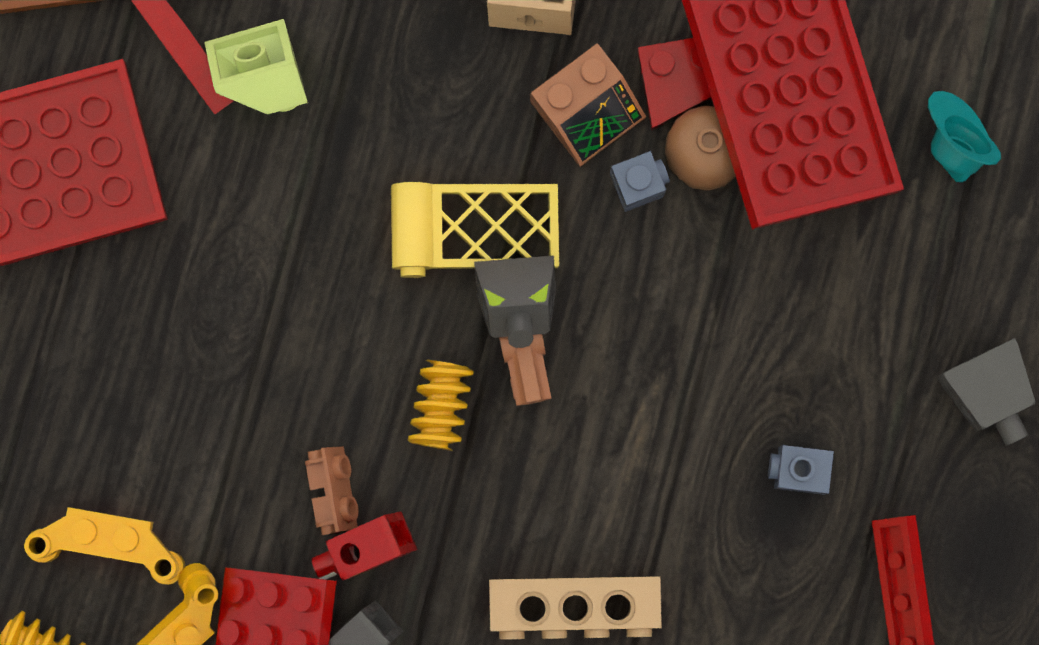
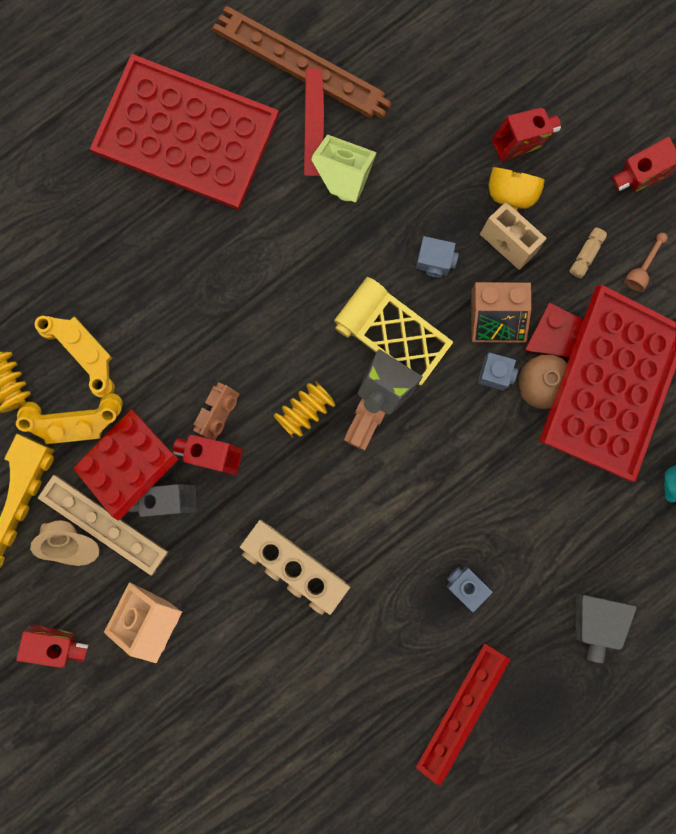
camera: 40 degrees right, 0 degrees up
(458, 95) = (436, 257): none -> sand blue brick

